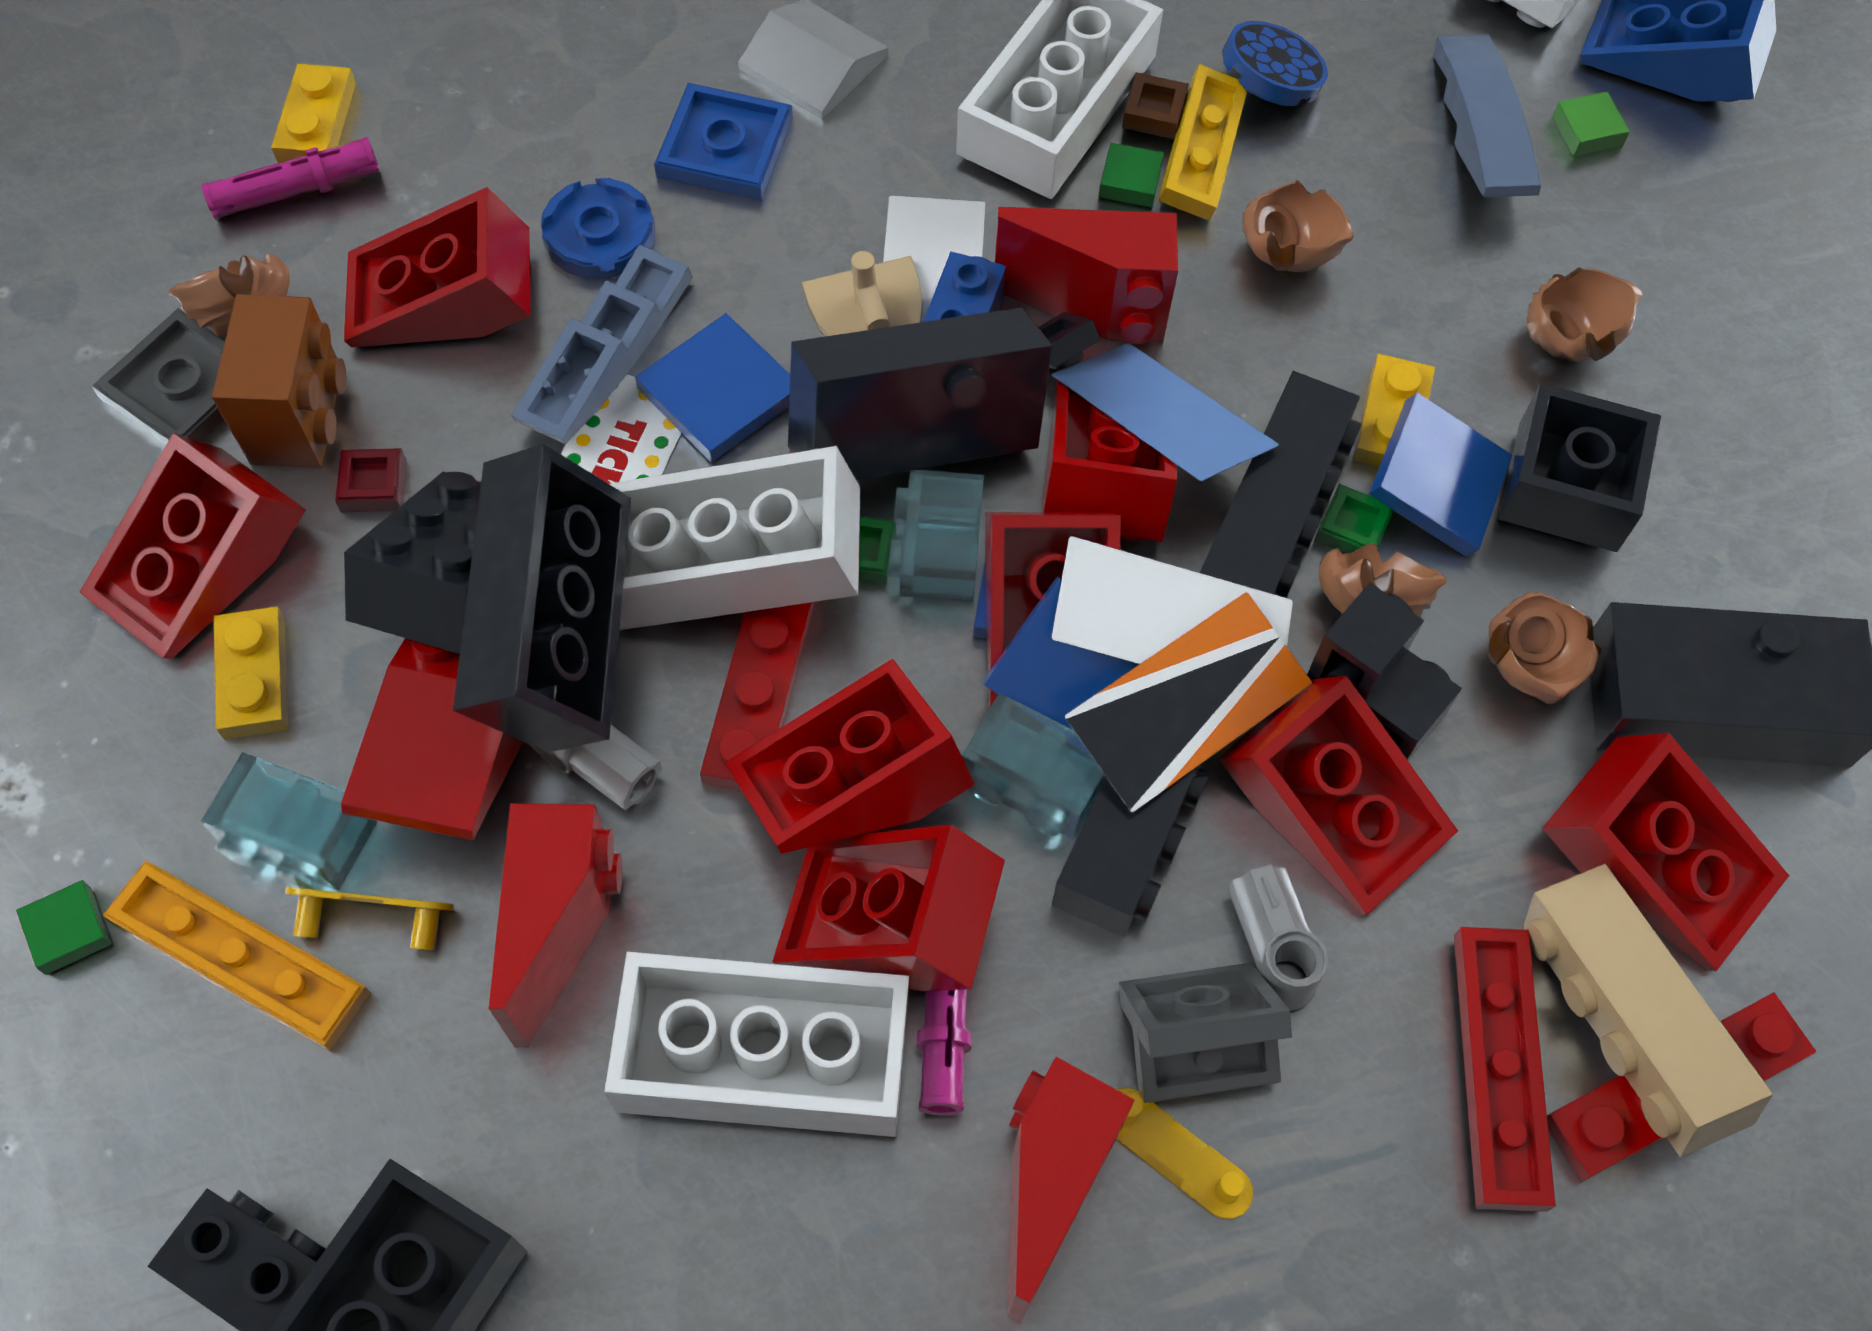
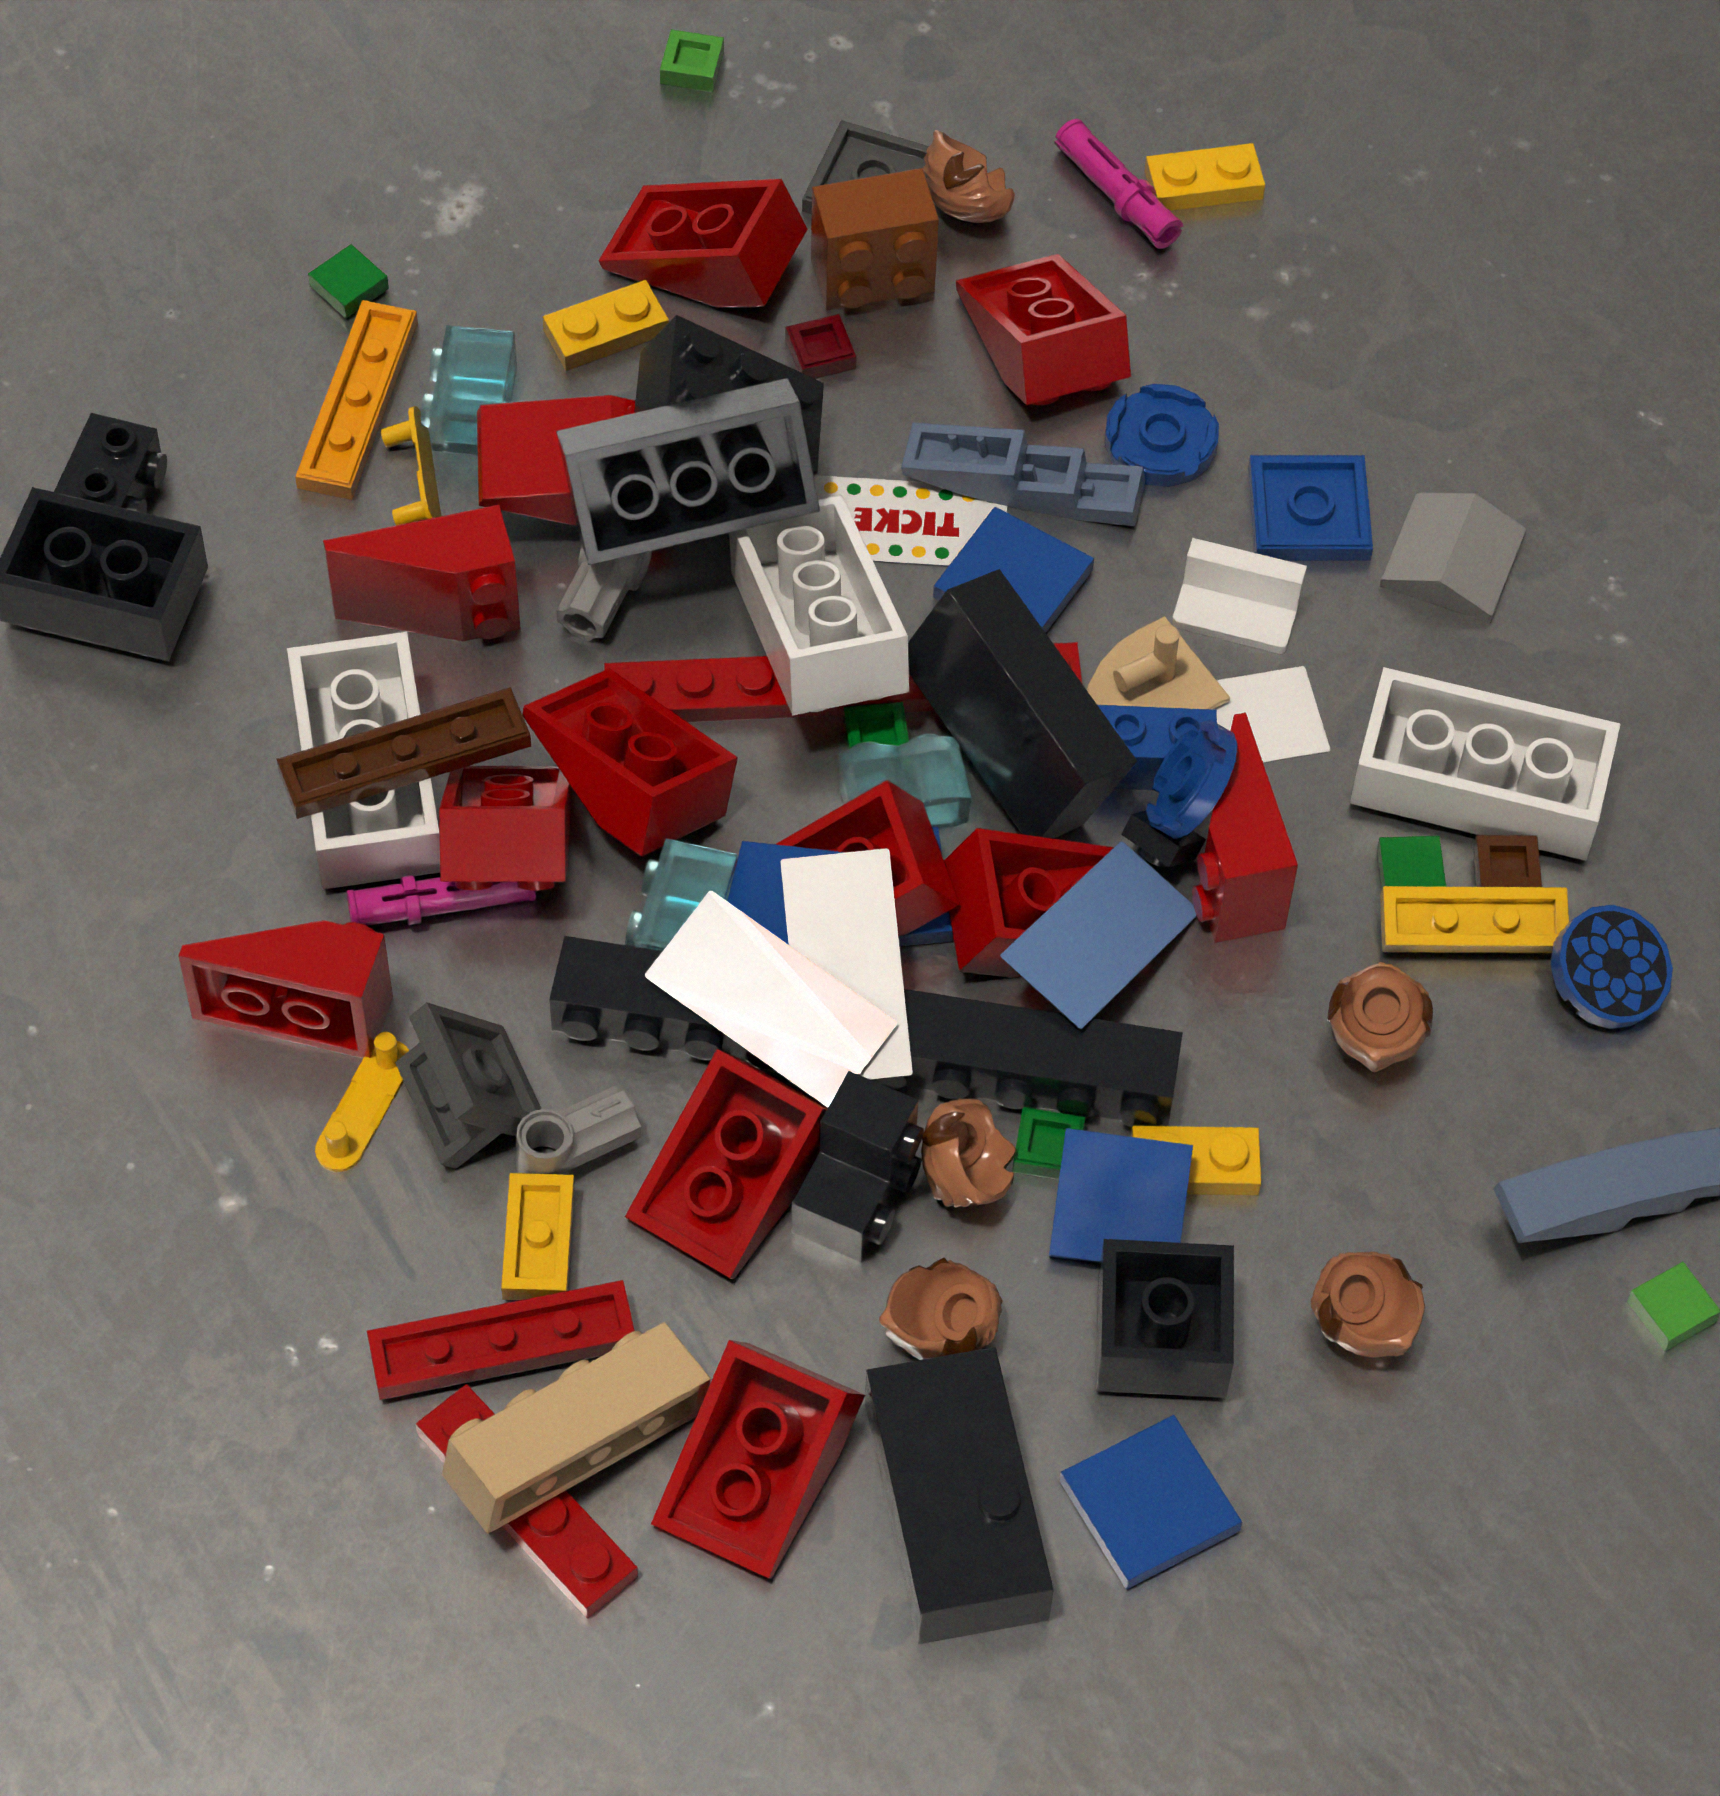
camera: 75 degrees right, 5 degrees down
(799, 992) = (403, 752): none -> reddish brown tile
(807, 216) = (1239, 596): none -> white panel
(1048, 271) = (1192, 779): none -> blue tile
(1389, 1002) = (537, 1235): none -> yellow plate
(1734, 539) = (1150, 1501): none -> blue tile

